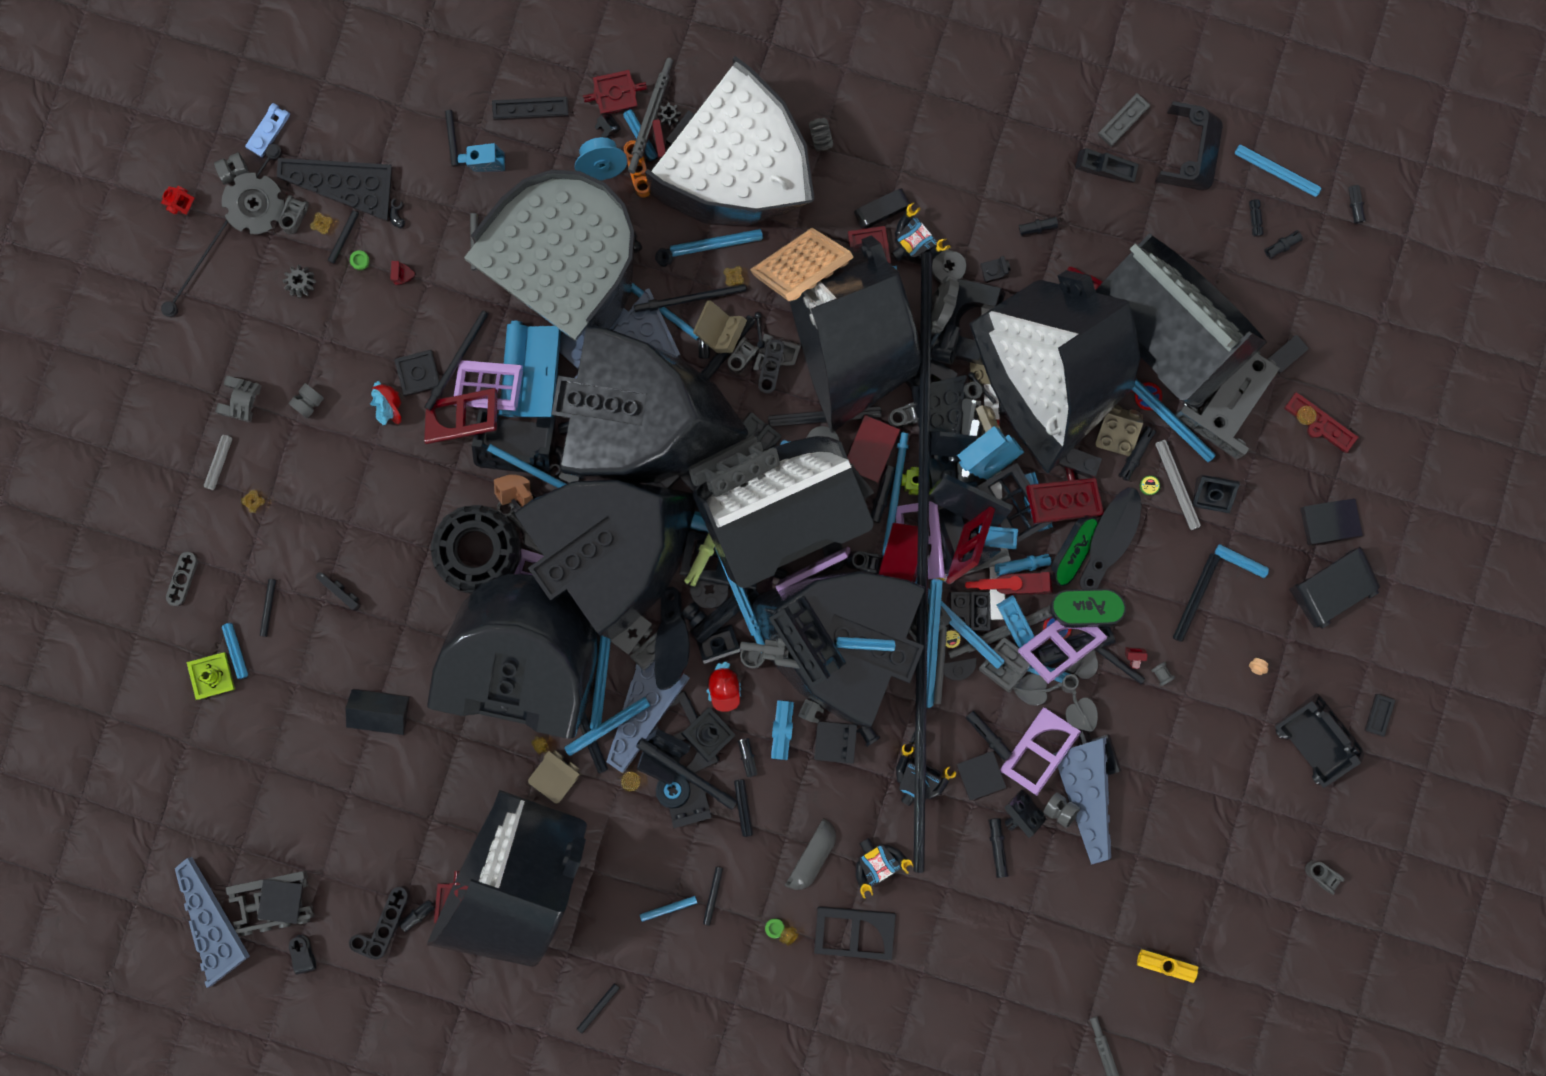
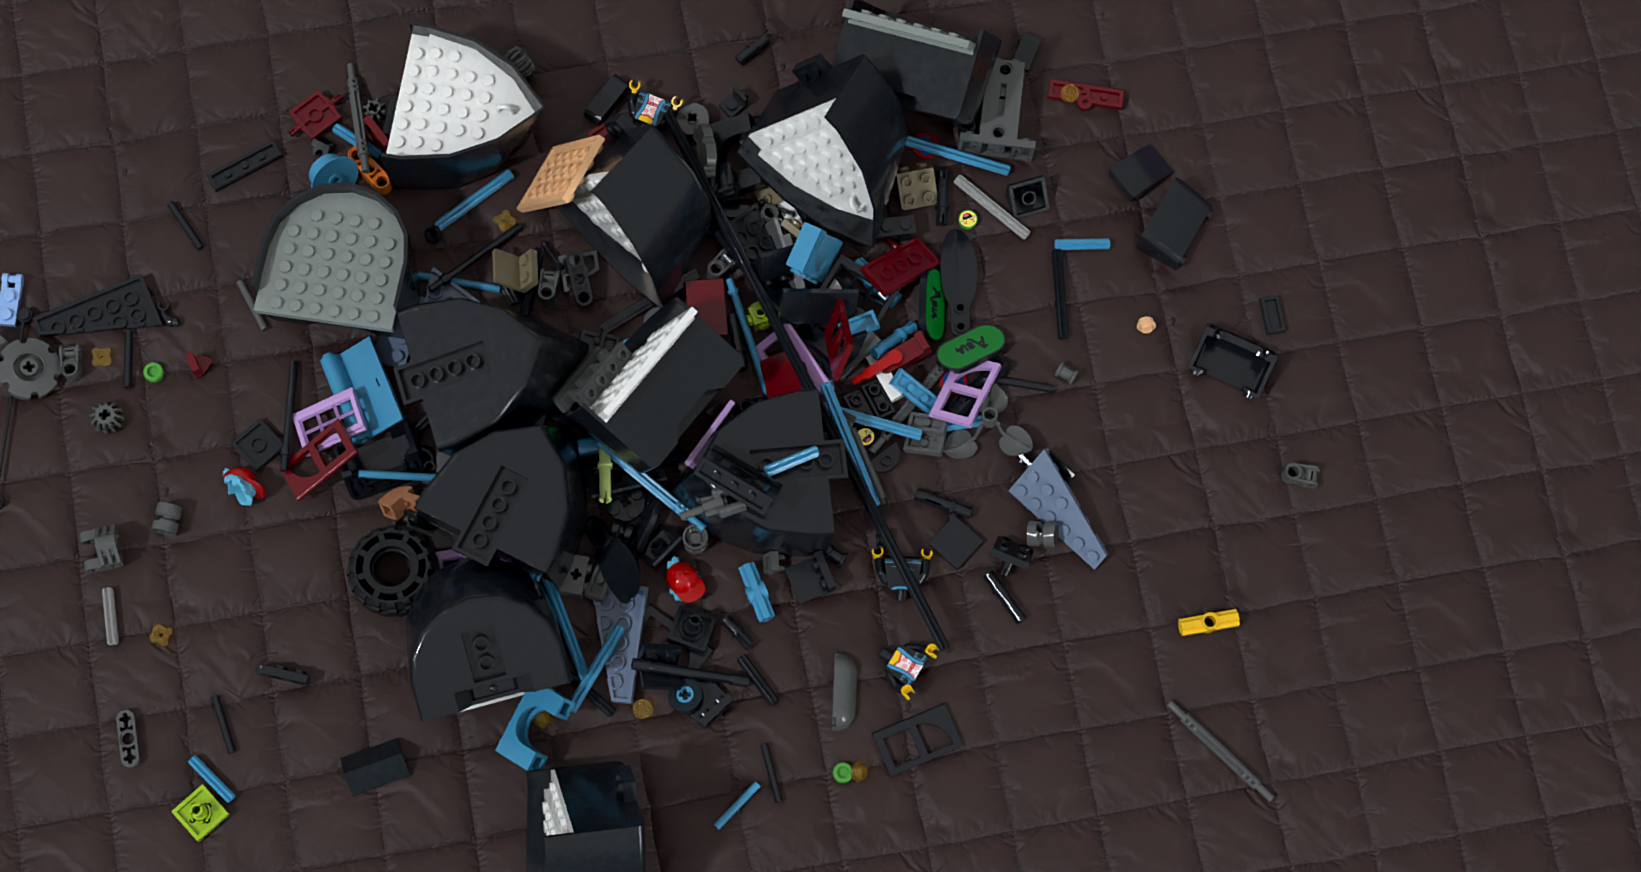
camera: 30 degrees left, 10 degrees down
(483, 158) = (224, 227): dark azure torso -> none
(504, 756) = (515, 739): none -> dark azure arch
(554, 776) = (570, 739): dark tan bracket -> none
(1044, 722) = (985, 468): lavender window -> none
(1135, 656) = (1035, 370): dark red tile -> none

